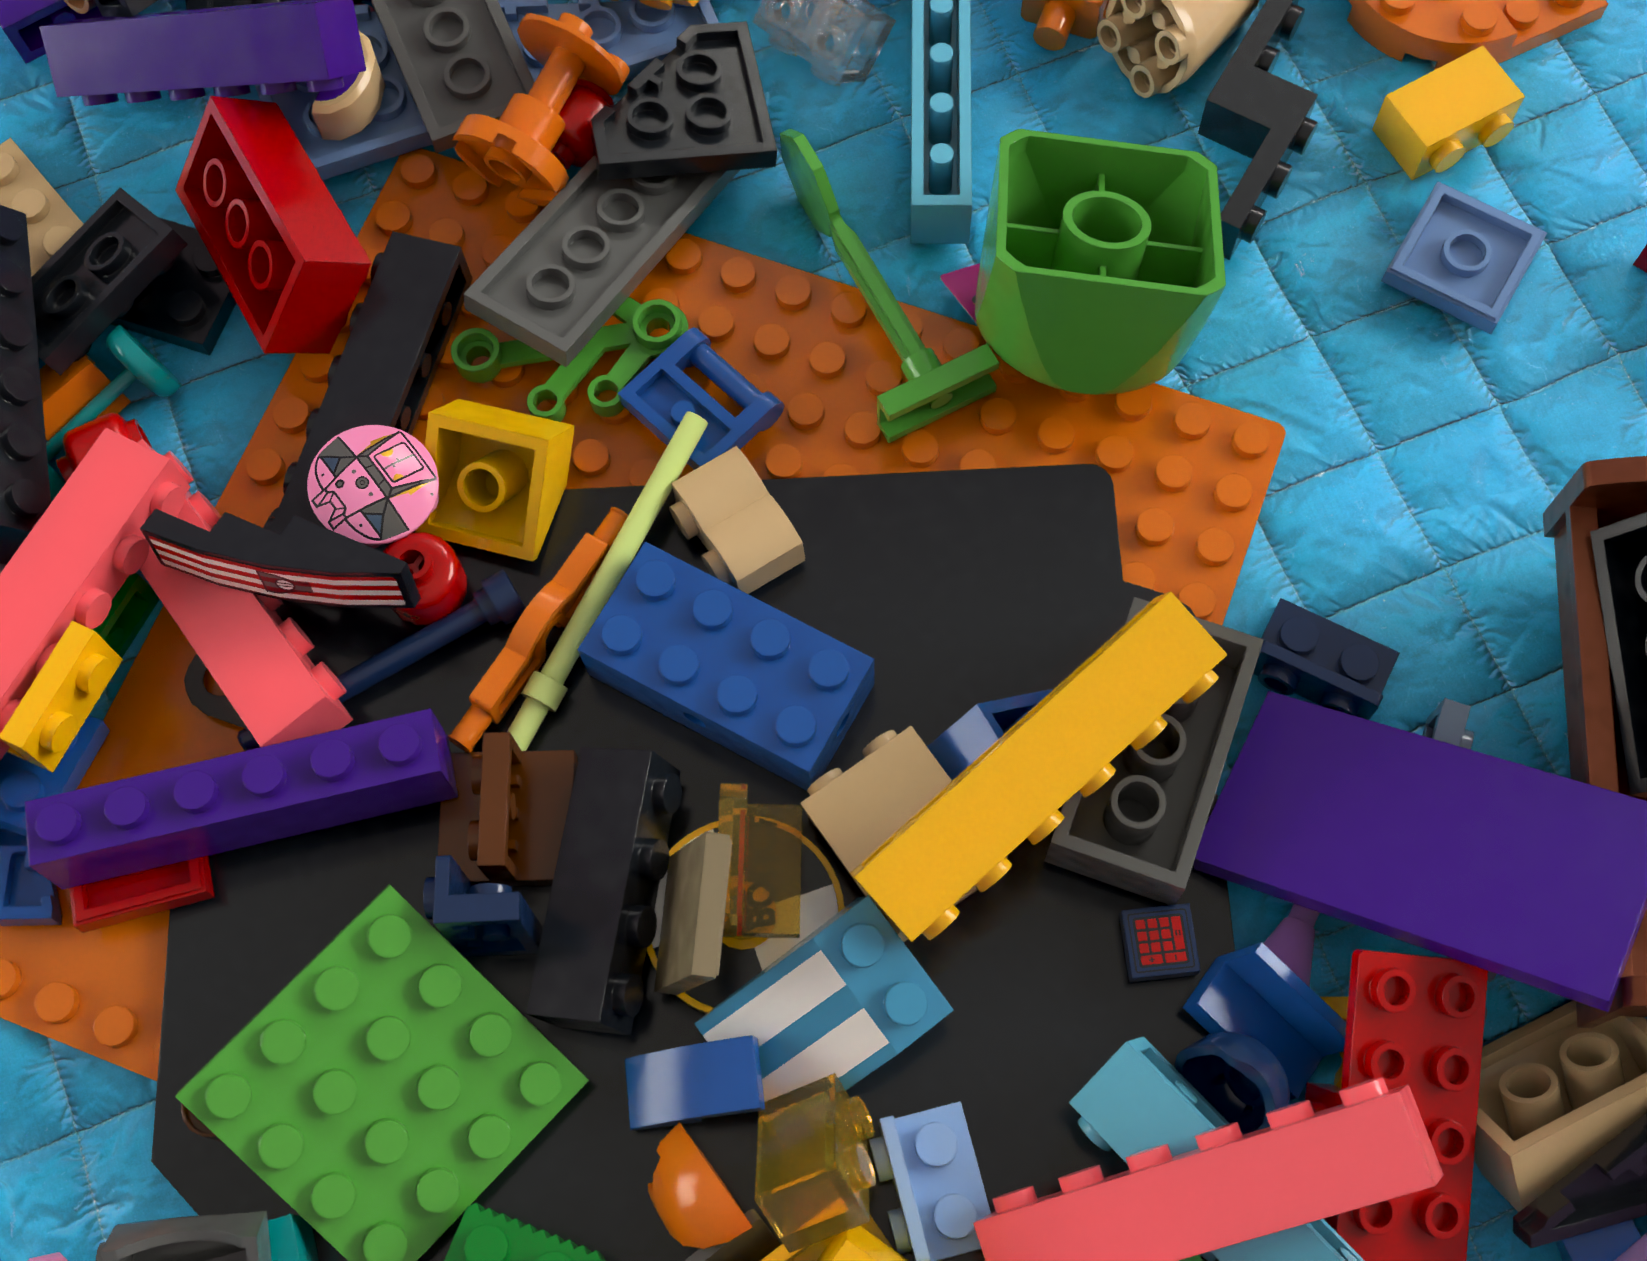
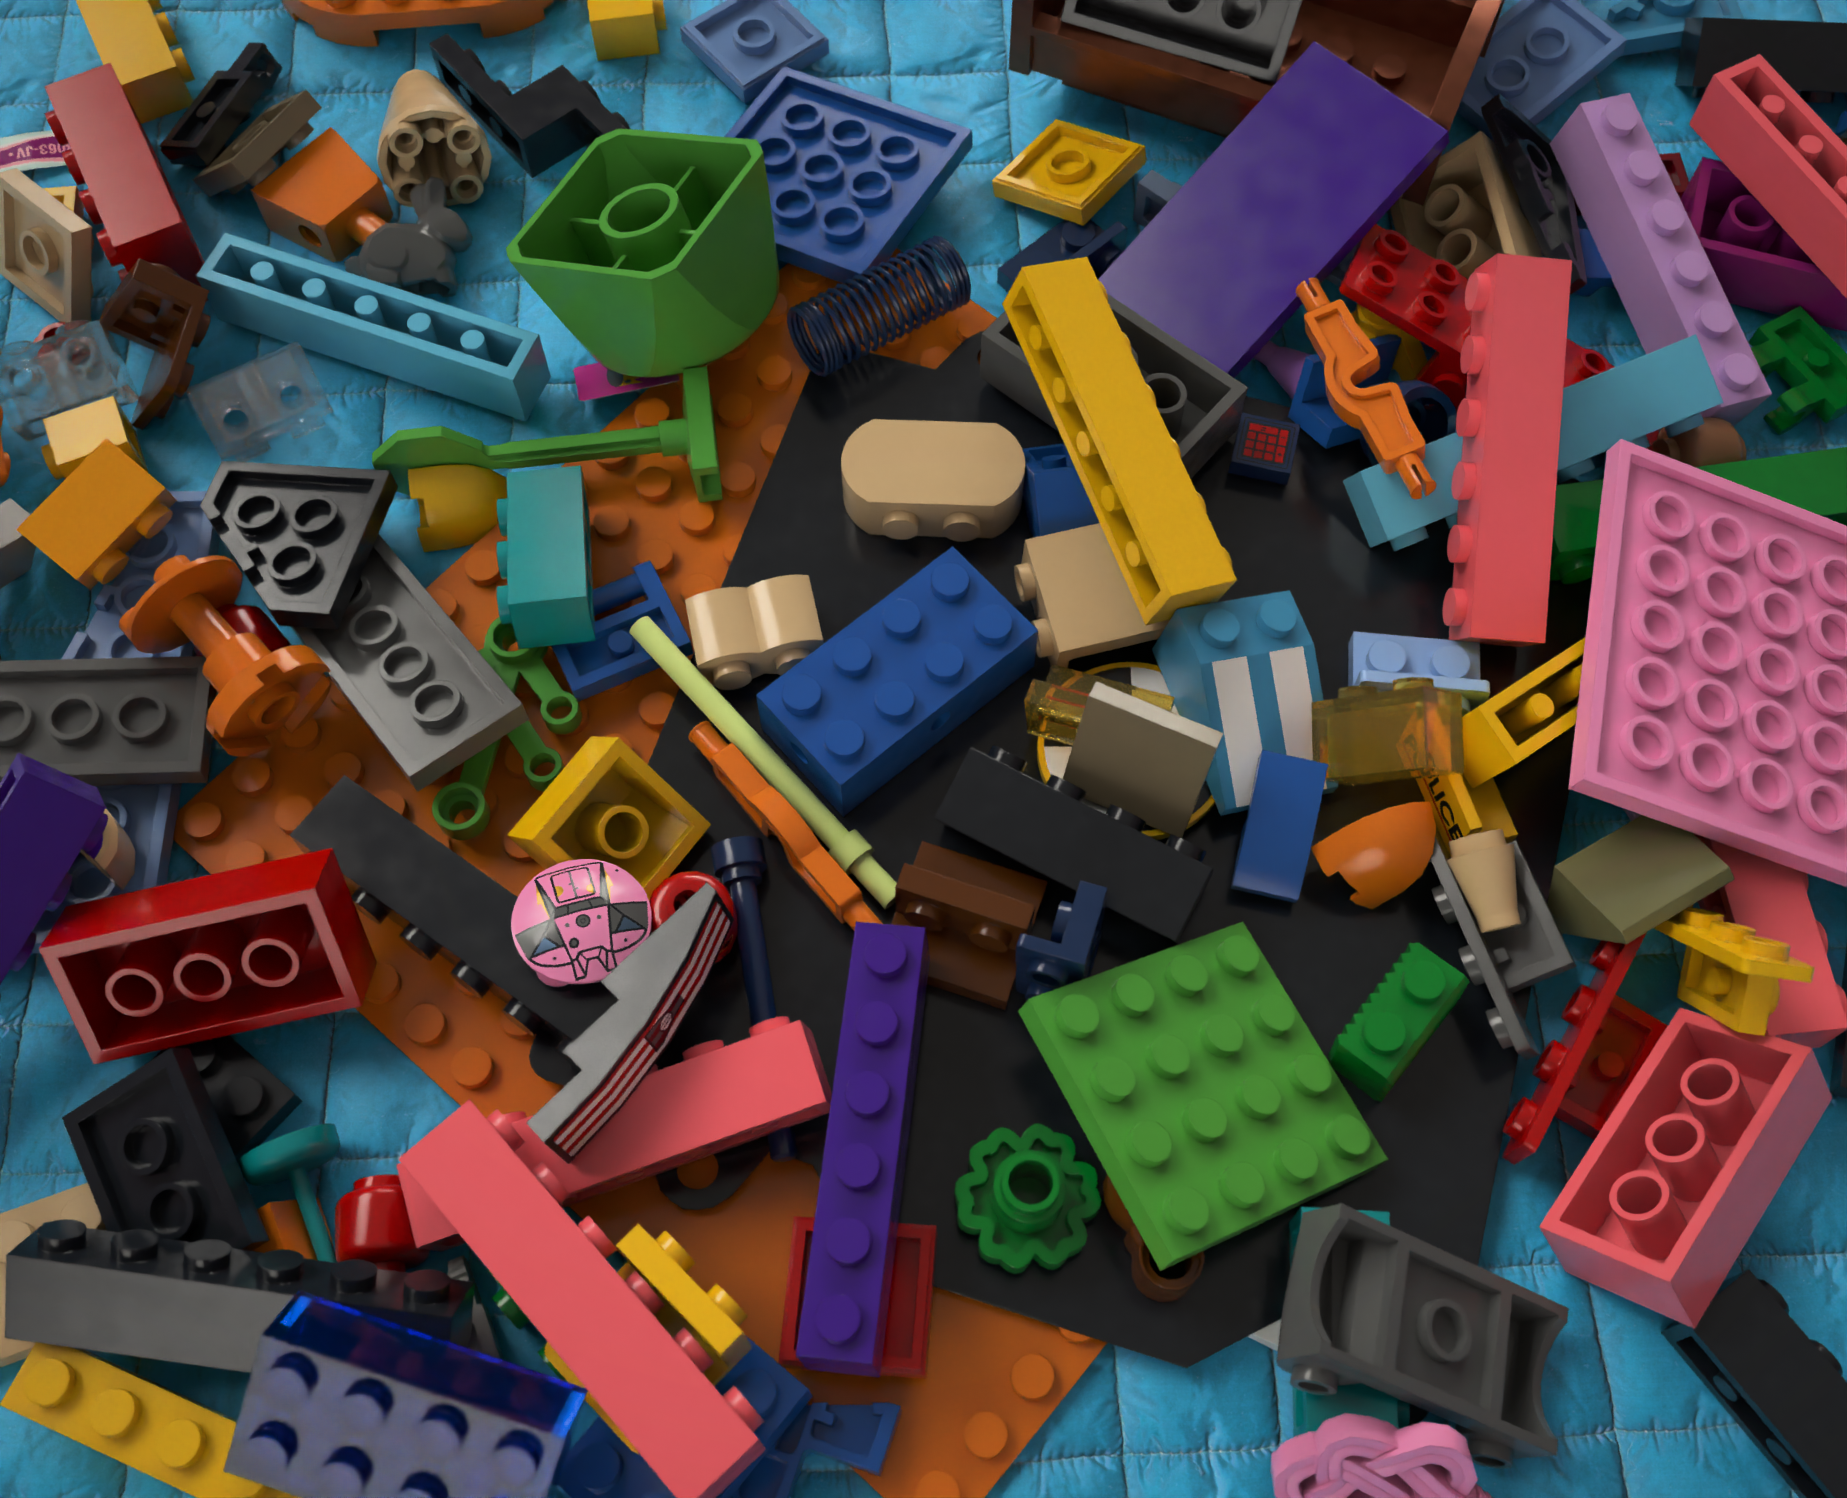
camera: 75 degrees left, 5 degrees down
(247, 956) = (1027, 1198): none -> green plant
(738, 314) = (546, 558): none -> teal brick
(791, 226) = (455, 504): none -> yellow brick
(968, 616) = (932, 479): none -> tan brick
(1042, 73) = (417, 255): none -> dark grey animal
(1088, 448) = (822, 327): none -> dark blue piece
(1206, 1037) = (1374, 410): none -> orange piece
(1314, 390) = (846, 170): none -> blue plate
(1443, 627) = (1069, 171): none -> yellow plate

